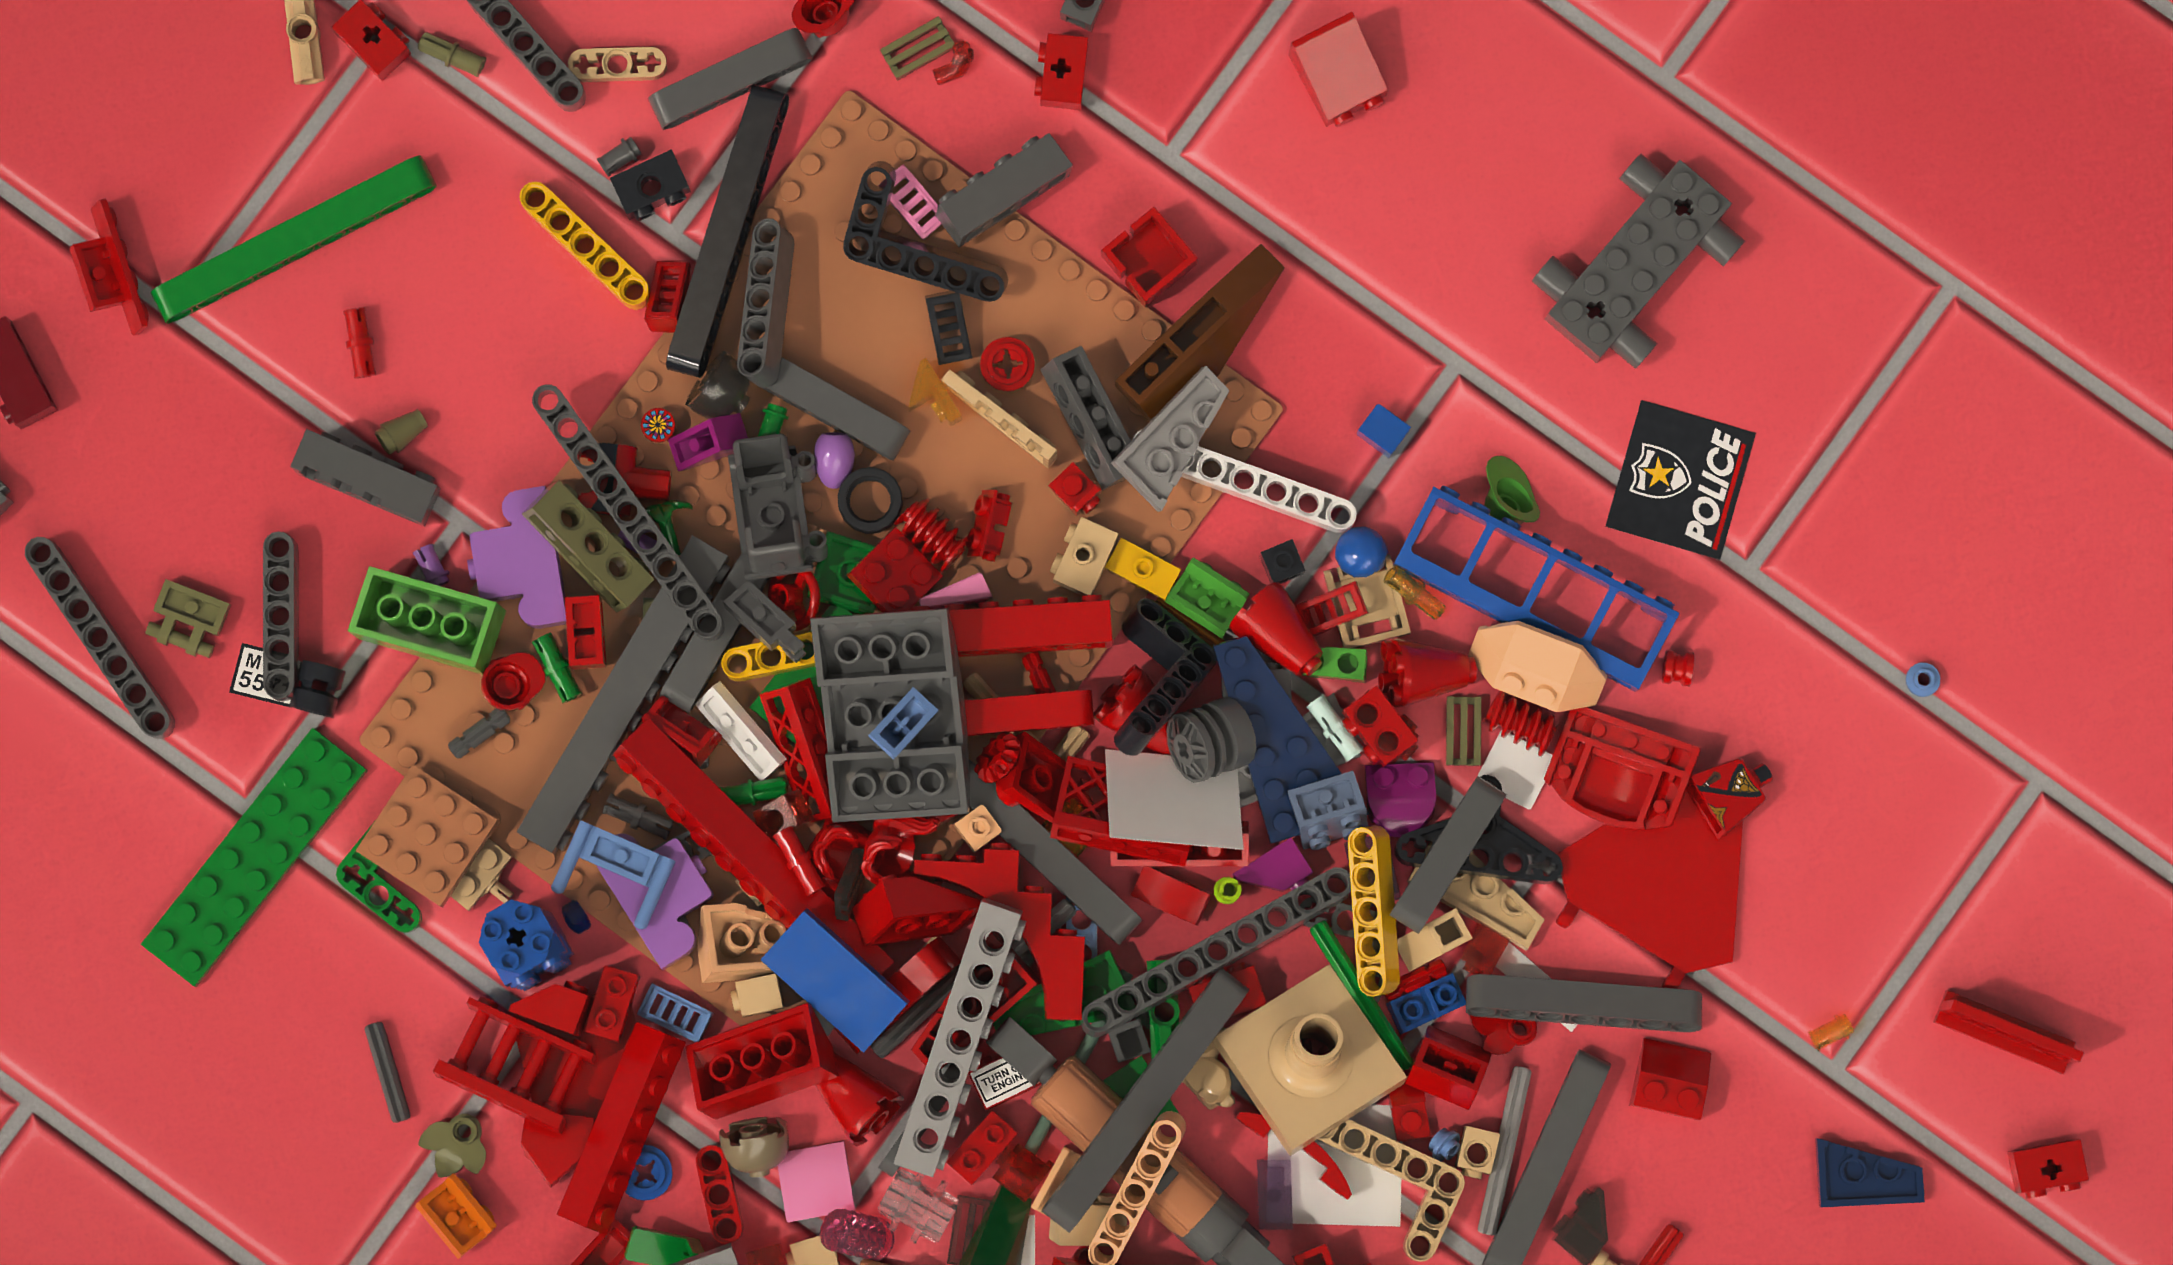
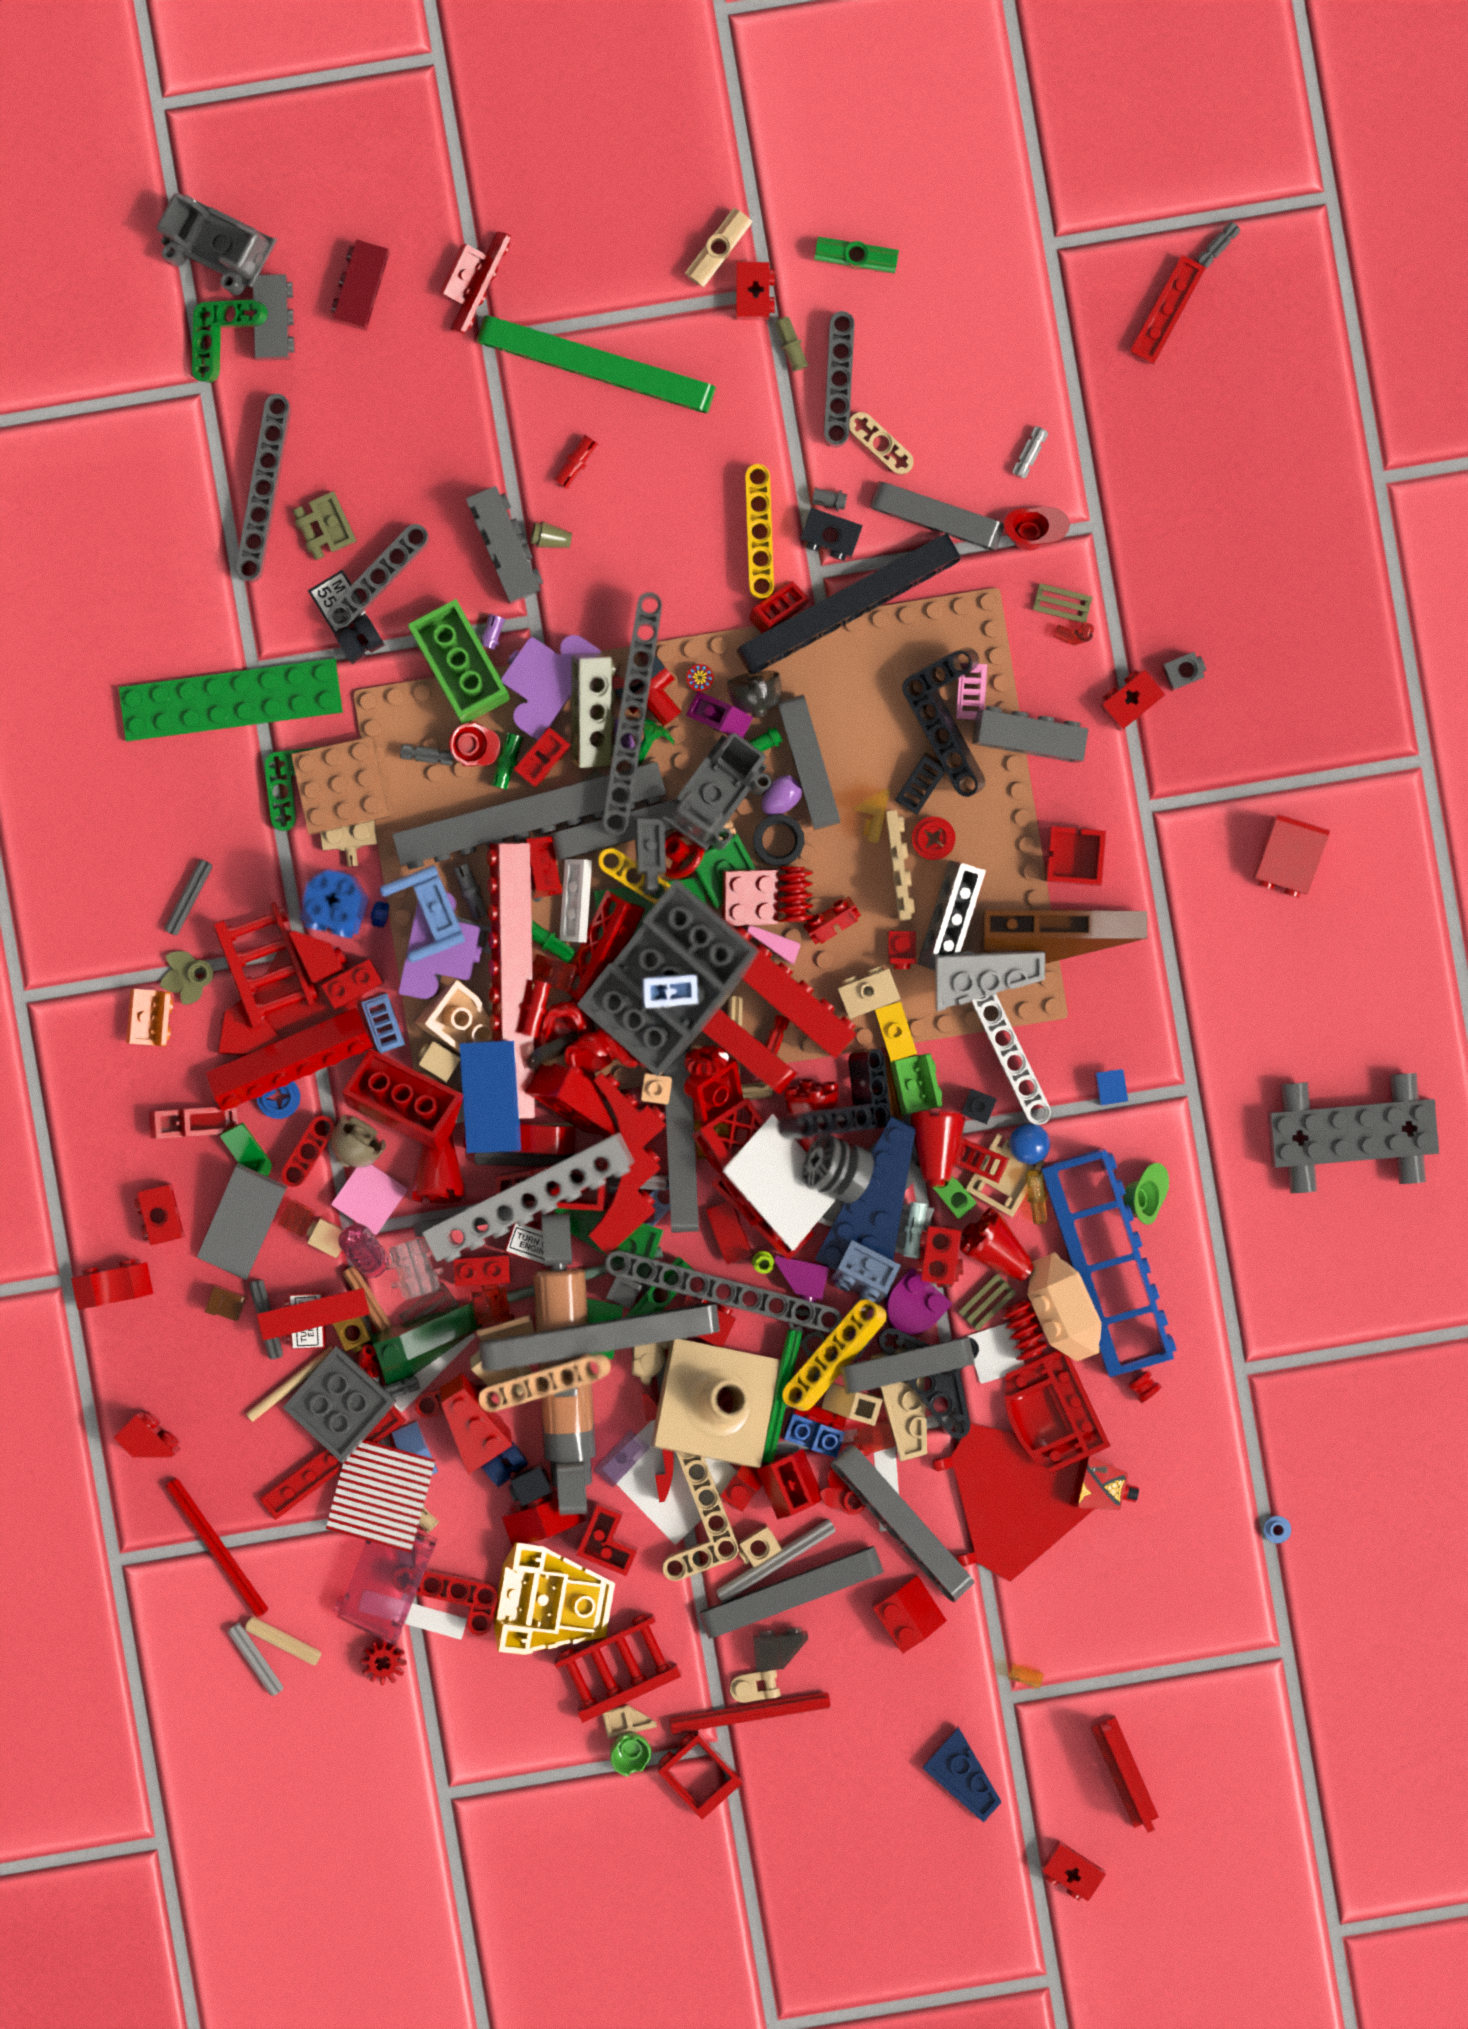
camera: 50 degrees right, 5 degrees up
(772, 316) = (824, 680): dark grey beam -> none
(1444, 1144) = (745, 1524): medium blue plate -> none
(1680, 479) = (1253, 1280): black sticker -> none

